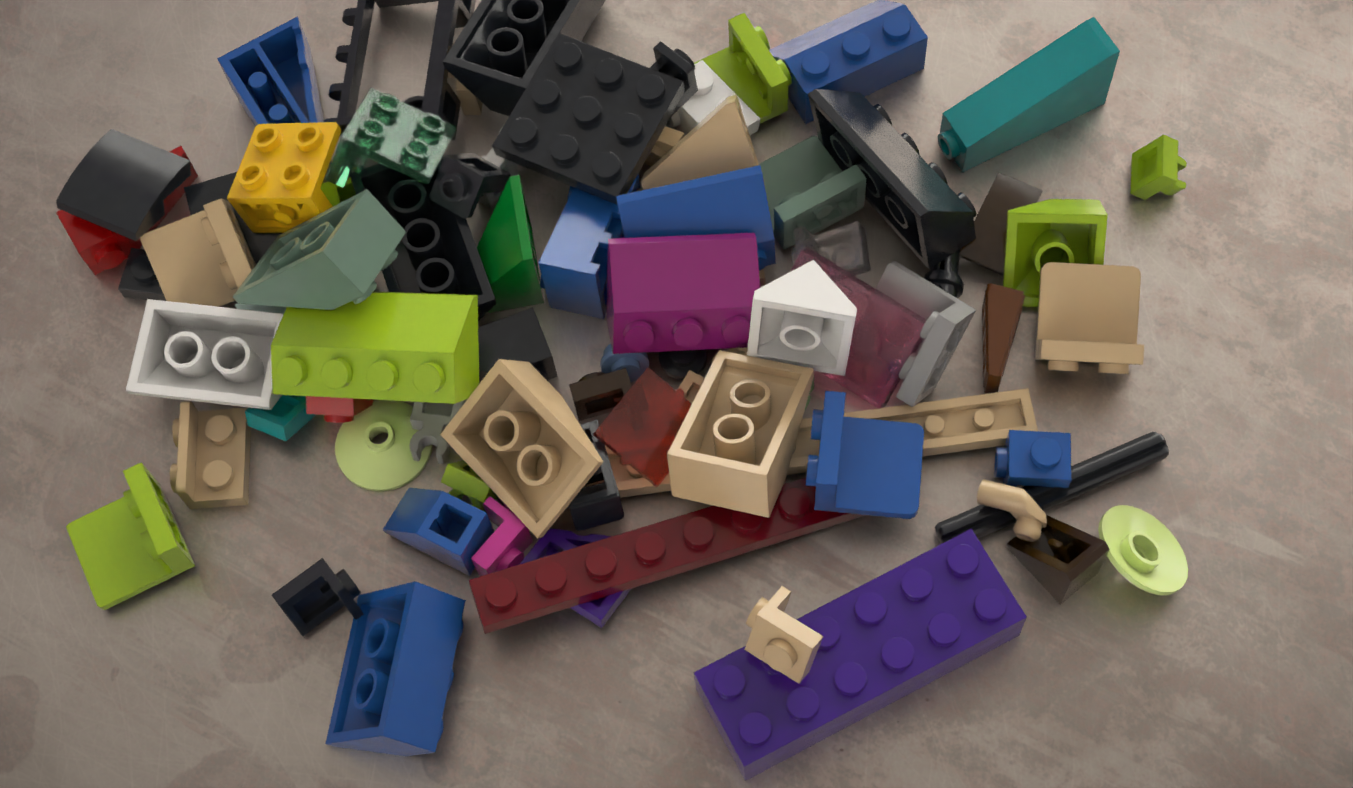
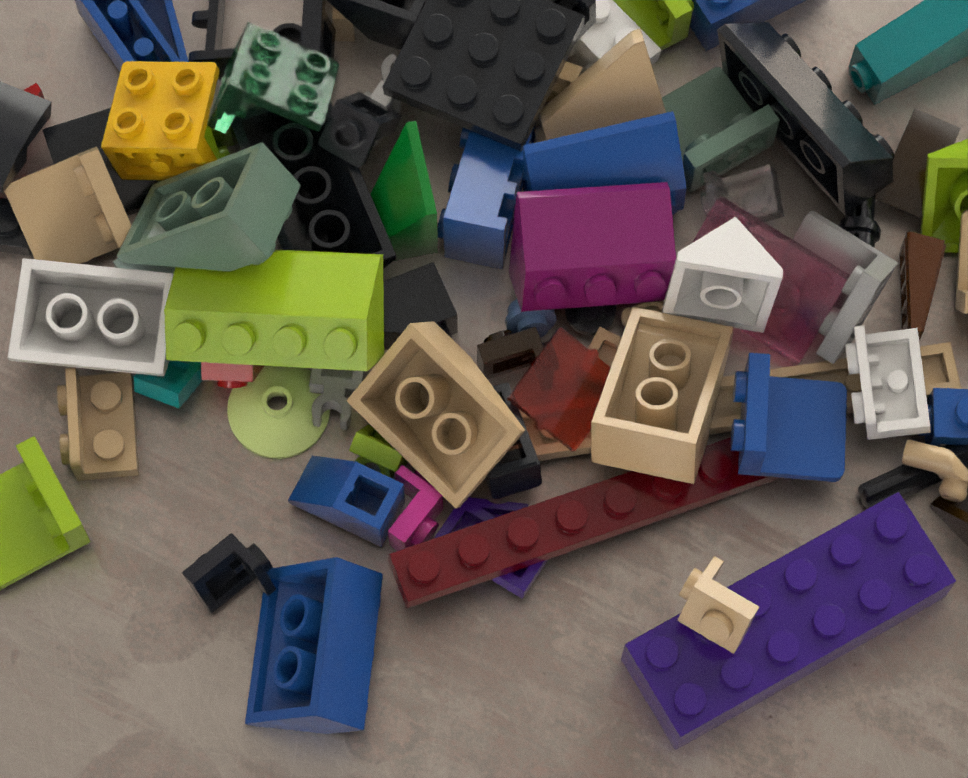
camera: 10 degrees left, 5 degrees up
(965, 424) = (891, 383): none -> white bracket

